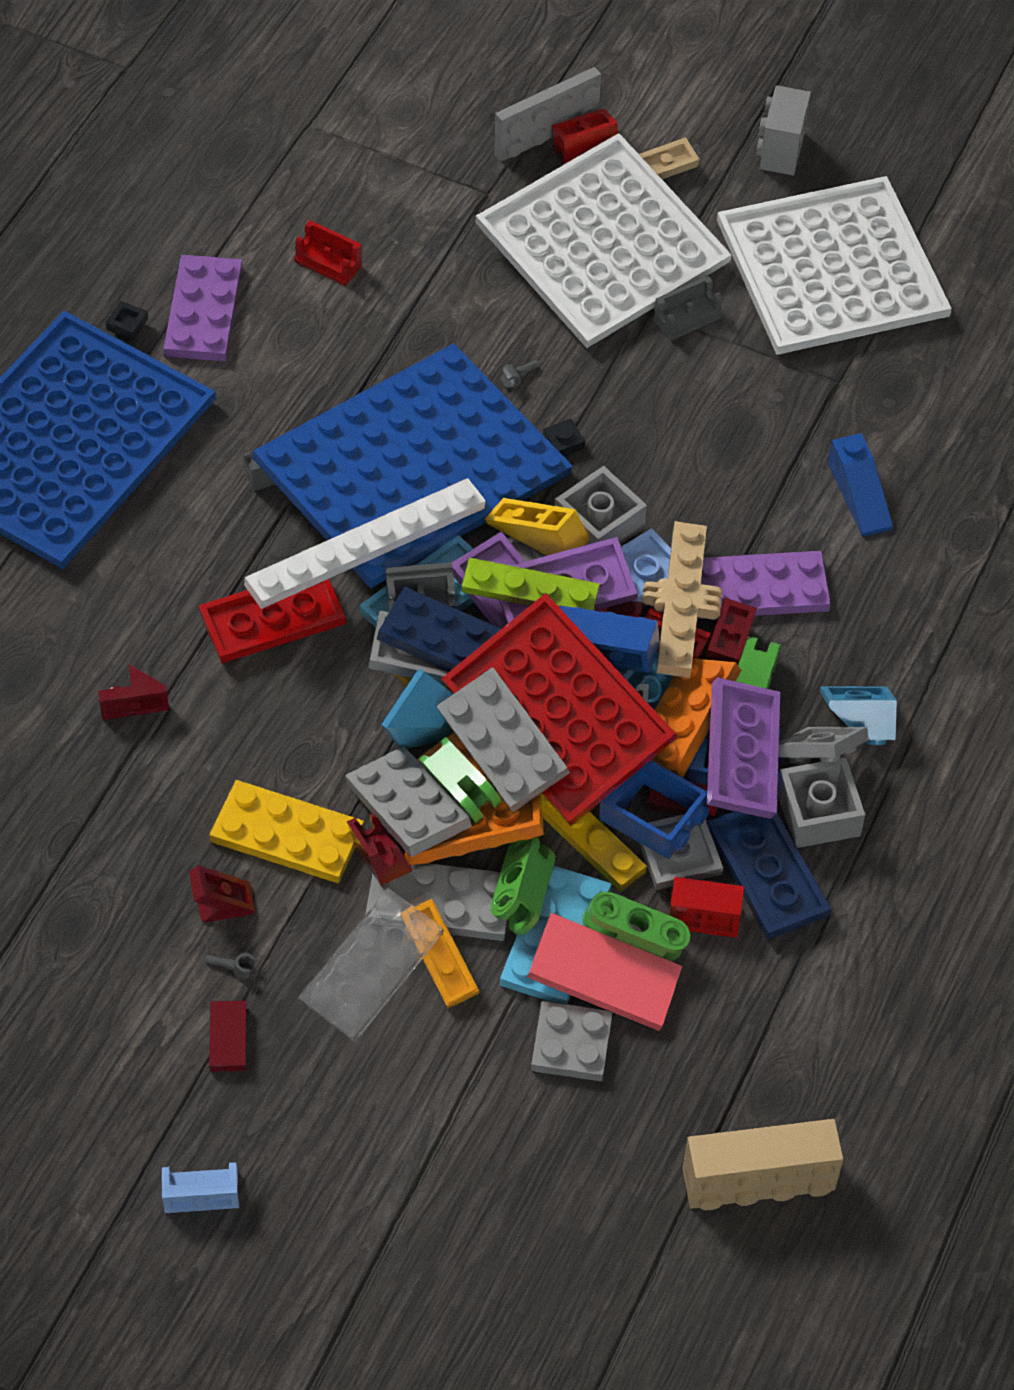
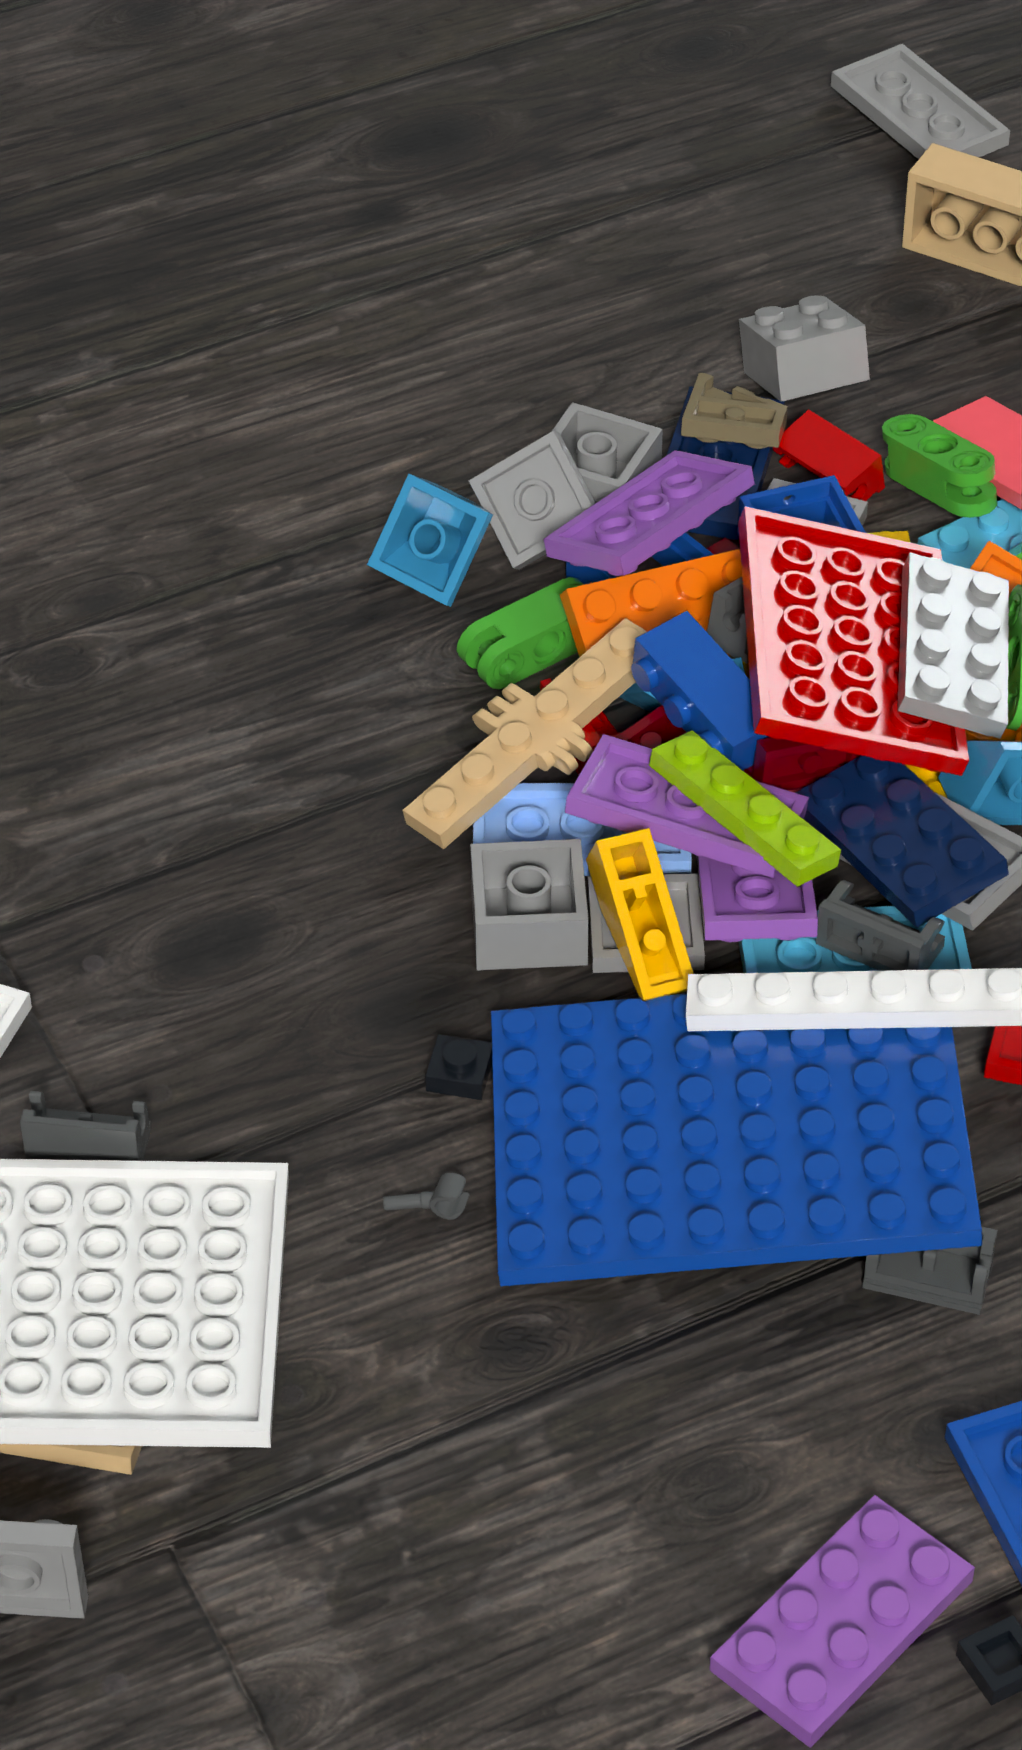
camera: 140 degrees left, 10 degrees down
(328, 253) = (552, 1572): red hinge -> none
(731, 631) = (520, 664): dark red hinge -> none
(771, 581) = (376, 735): medium lavender plate -> none
(780, 883) = (732, 417): none -> dark tan wing
(787, 968) = (804, 348): none -> light grey brick
(860, 484) = (129, 777): blue slope -> none
(921, 1284) = (918, 104): none -> light grey plate

